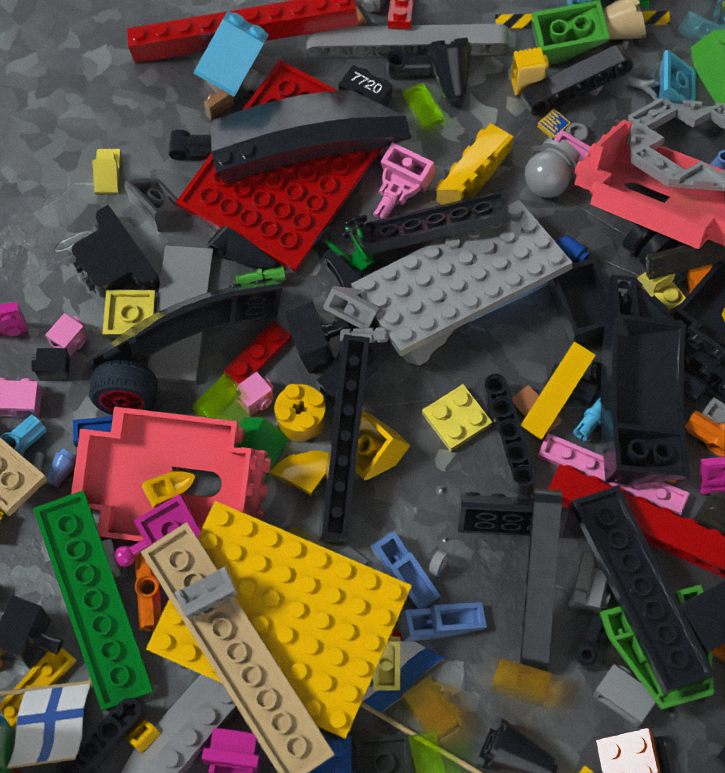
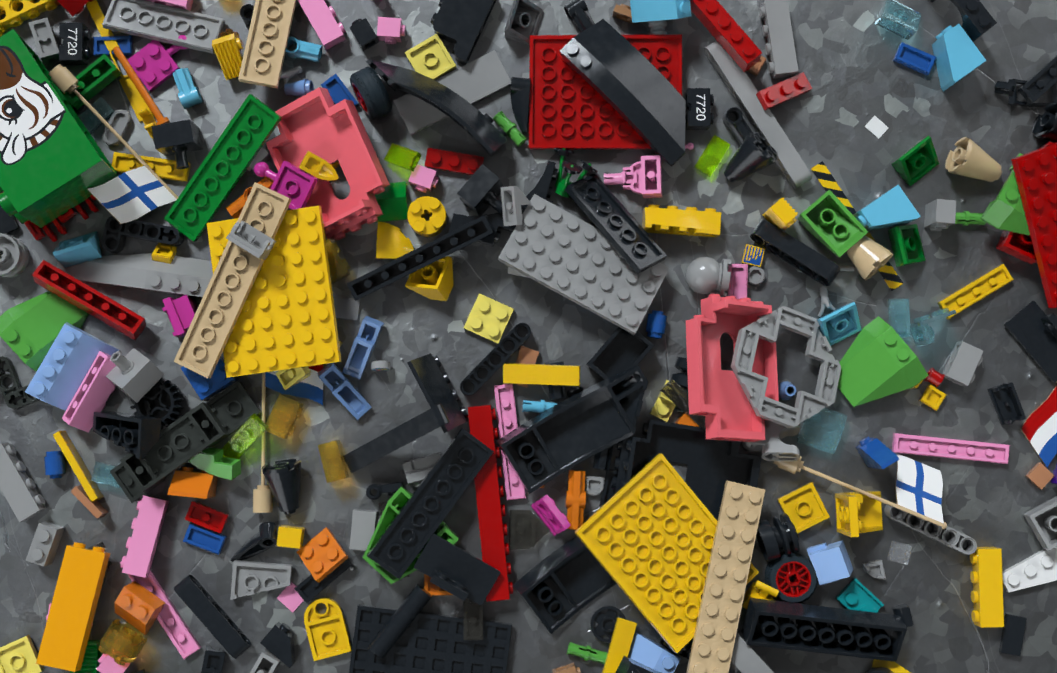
camera: 50 degrees right, 20 degrees up
(379, 334) = (498, 226): light grey axle -> none

